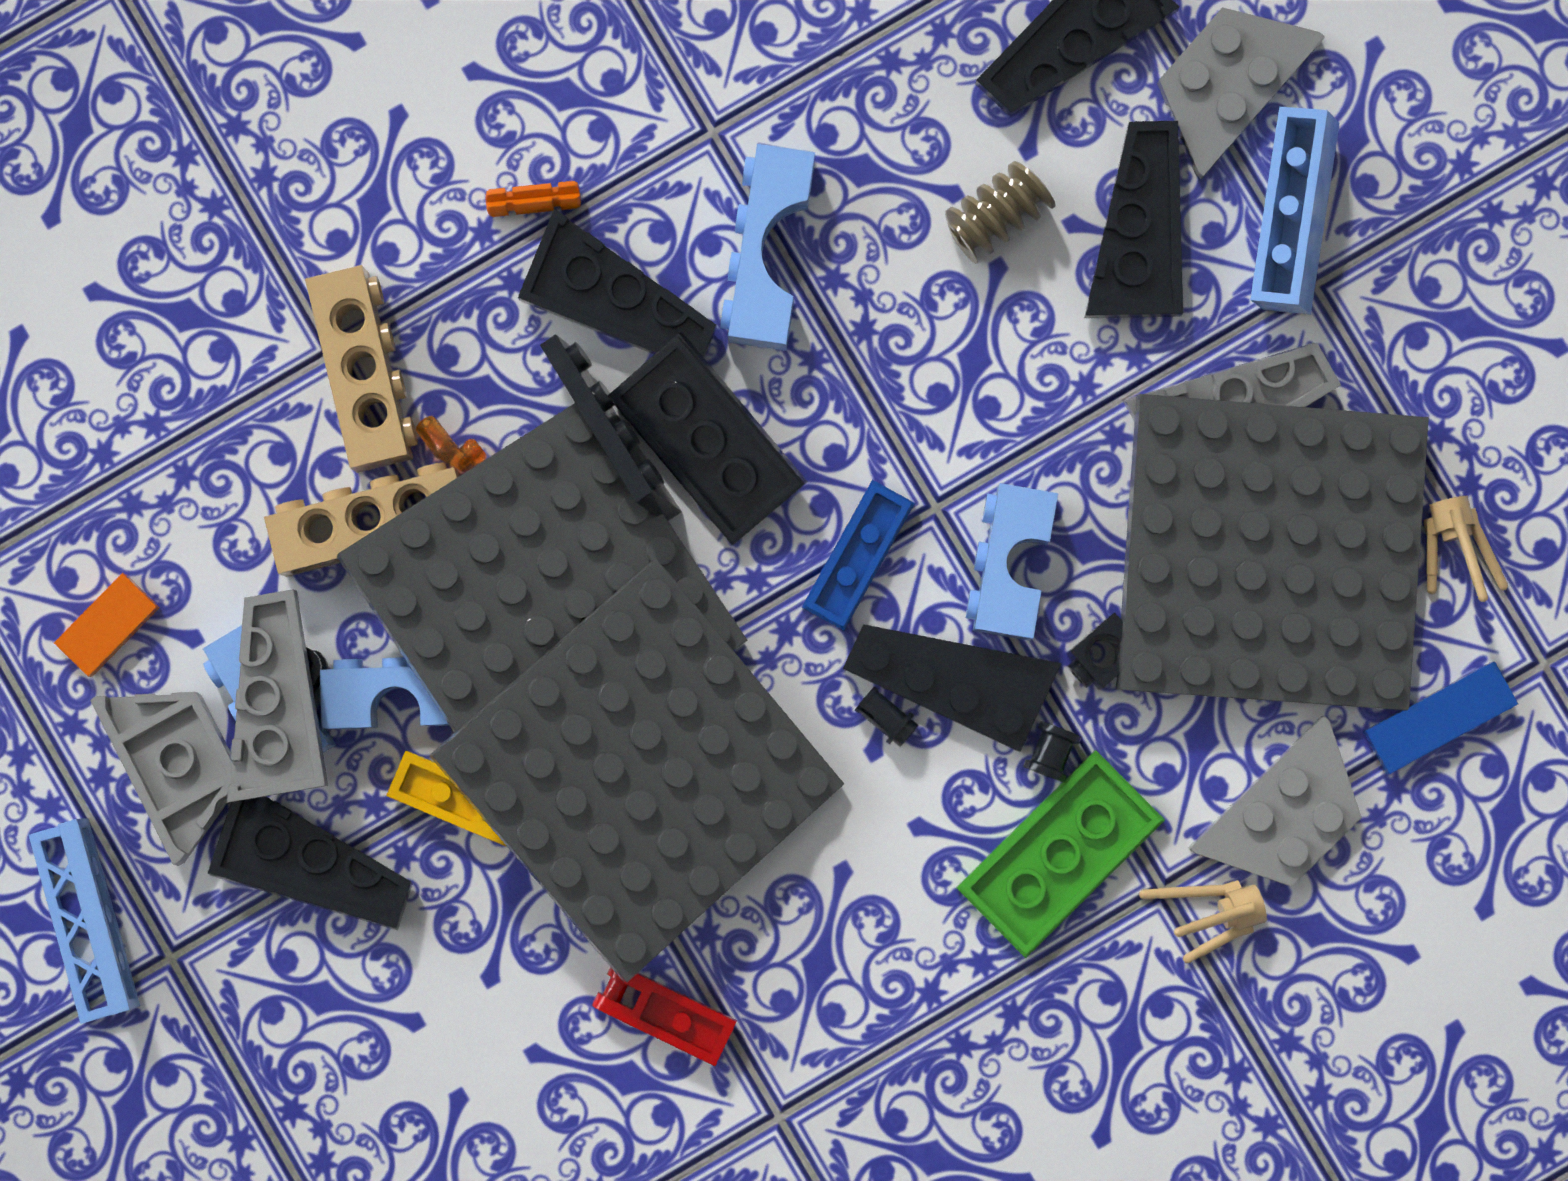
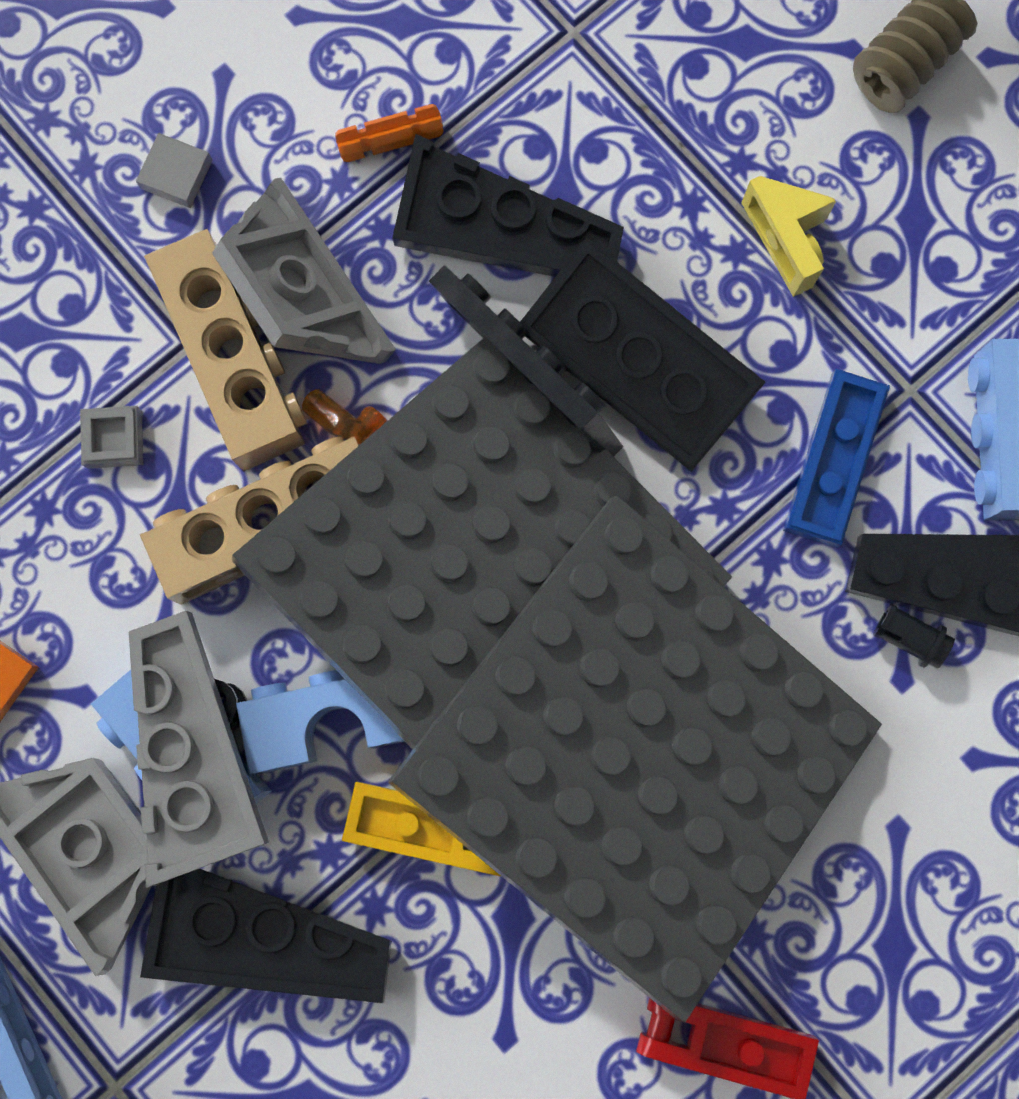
camera: 15 degrees left, 5 degrees down
(251, 423) = (111, 437): none -> light grey tile
(341, 197) = (174, 170): none -> light grey tile
(429, 322) = (297, 283): none -> light grey wing
(778, 187) = (670, 197): light blue arch -> none
(853, 339) = (781, 217): none -> light yellow slope

